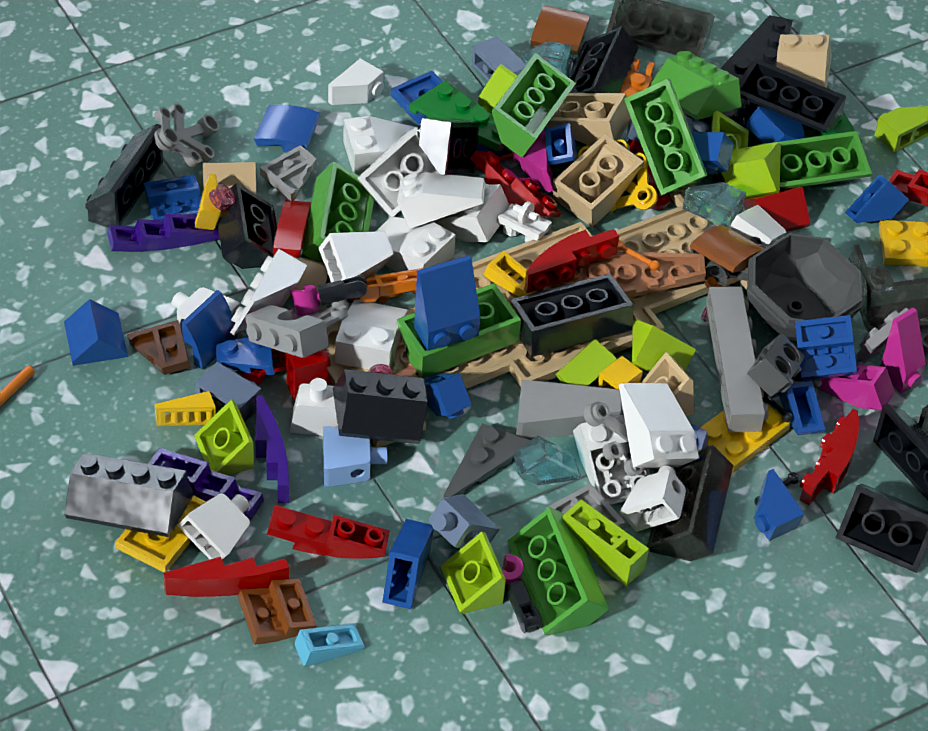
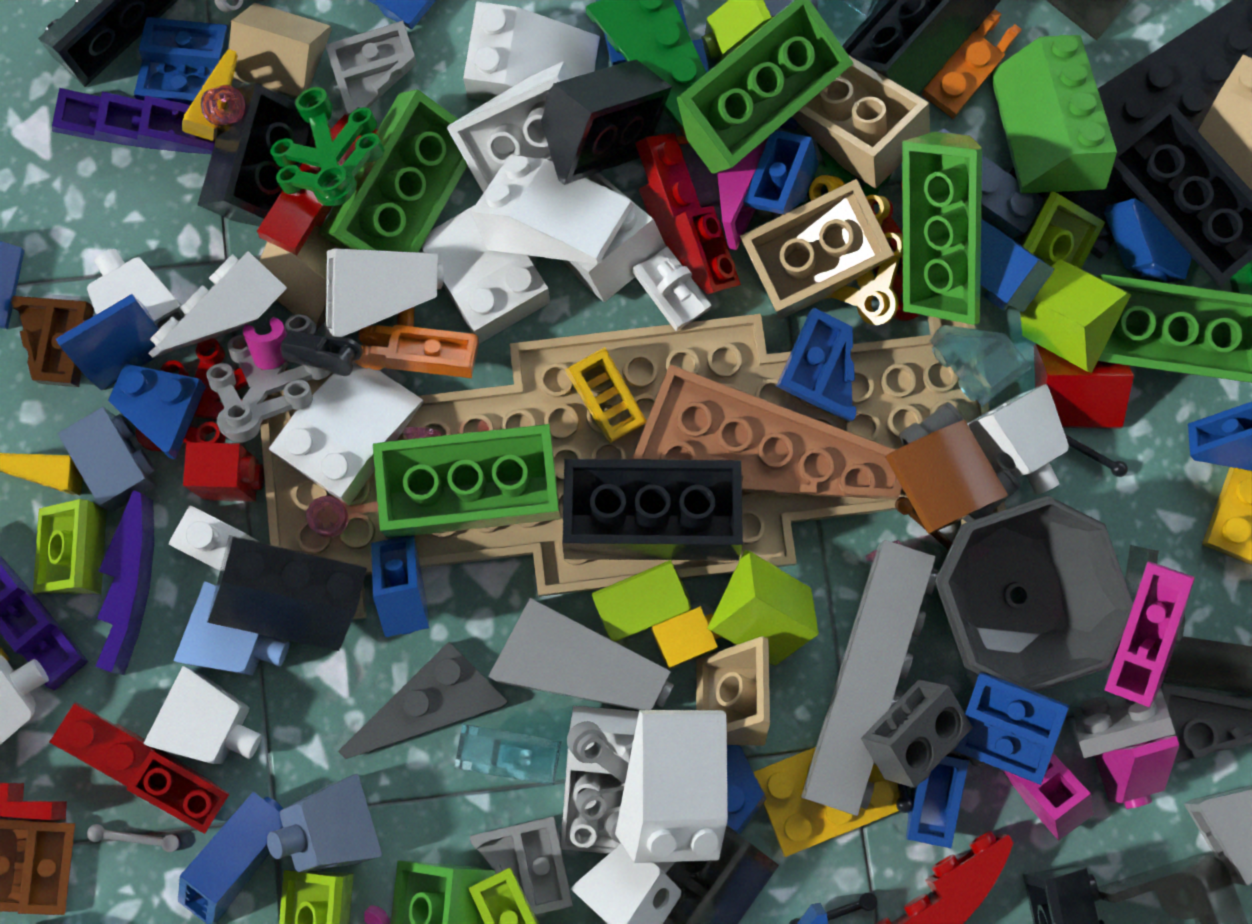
camera: 25 degrees right, 30 degrees up
(275, 330) = (199, 443): light grey arch -> none
(307, 207) = (334, 182): none -> green plant
(356, 498) = (202, 721): none -> white torso
(362, 575) = (169, 843): none -> light grey hinge
(446, 303) = (428, 482): blue slope -> none
(561, 259) = (671, 409): red slope -> none
(631, 228) = (822, 365): none -> blue wing
(654, 265) = (786, 397): orange hinge -> none
(874, 274) = (1150, 634): none -> dark pink slope

